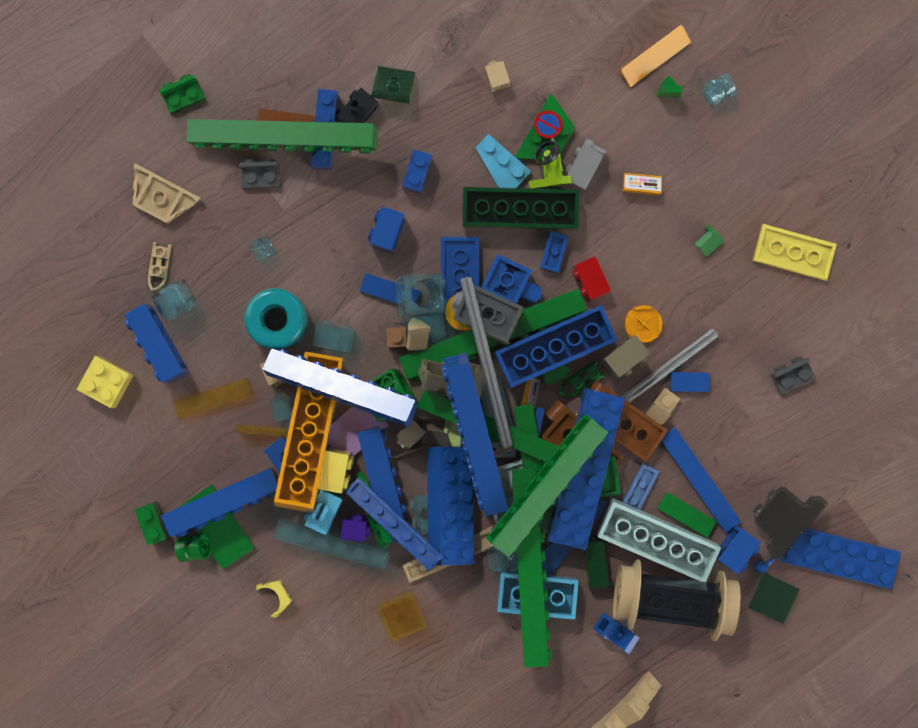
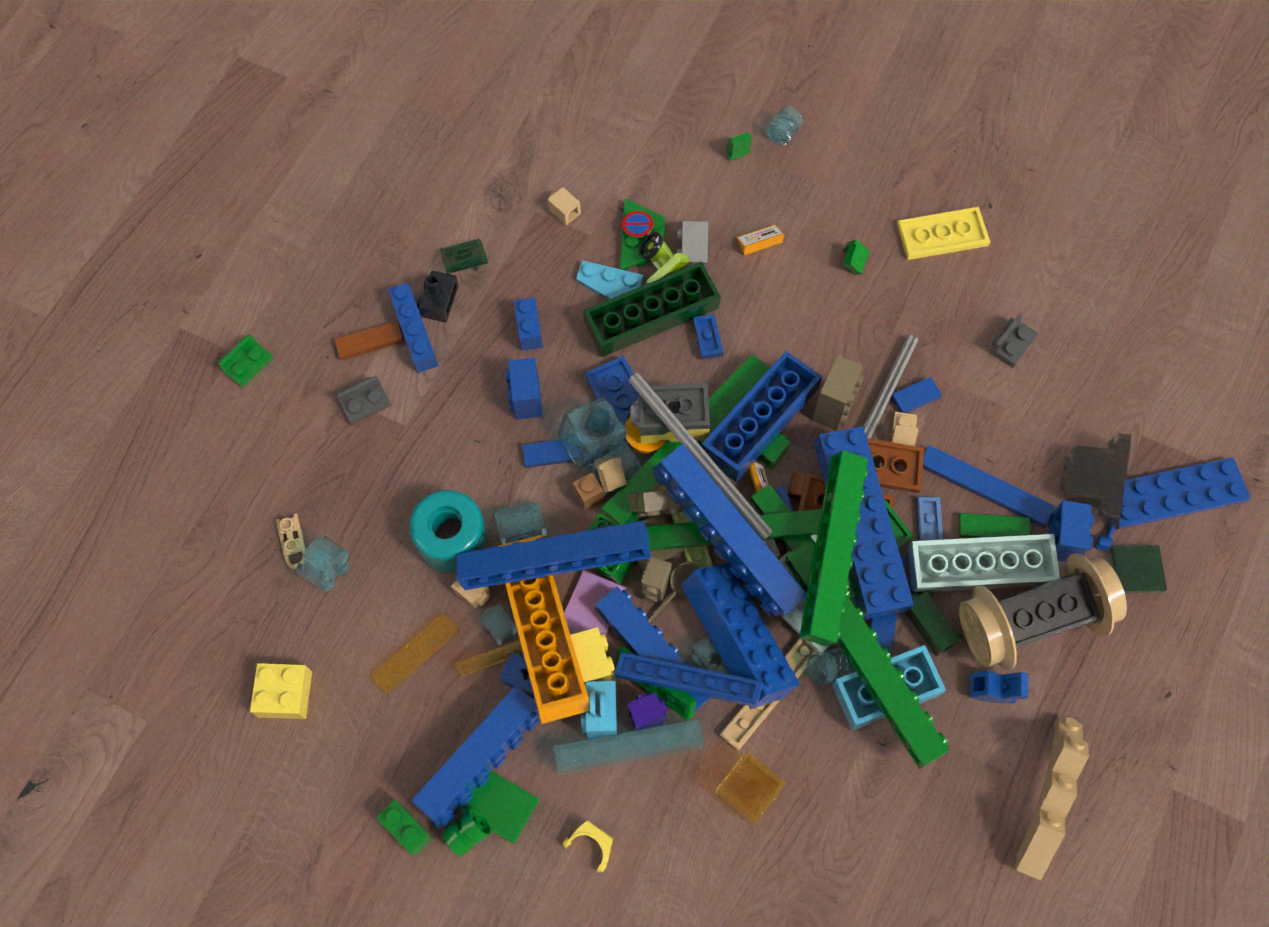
camera: 25 degrees left, 20 degrees down
(156, 343) = (327, 620): blue brick -> none
(160, 196) = (264, 469): tan wing -> none
(263, 248) = (401, 469): clear light blue tile -> none
(282, 134) = (369, 344): green brick -> none
(511, 281) = (681, 370): blue brick -> none
(578, 382) = (803, 448): green piece -> none
(591, 279) = (760, 341): red brick -> none
(644, 323) = (827, 355): light orange tile -> none
(655, 56) = (706, 126): light orange slope -> none

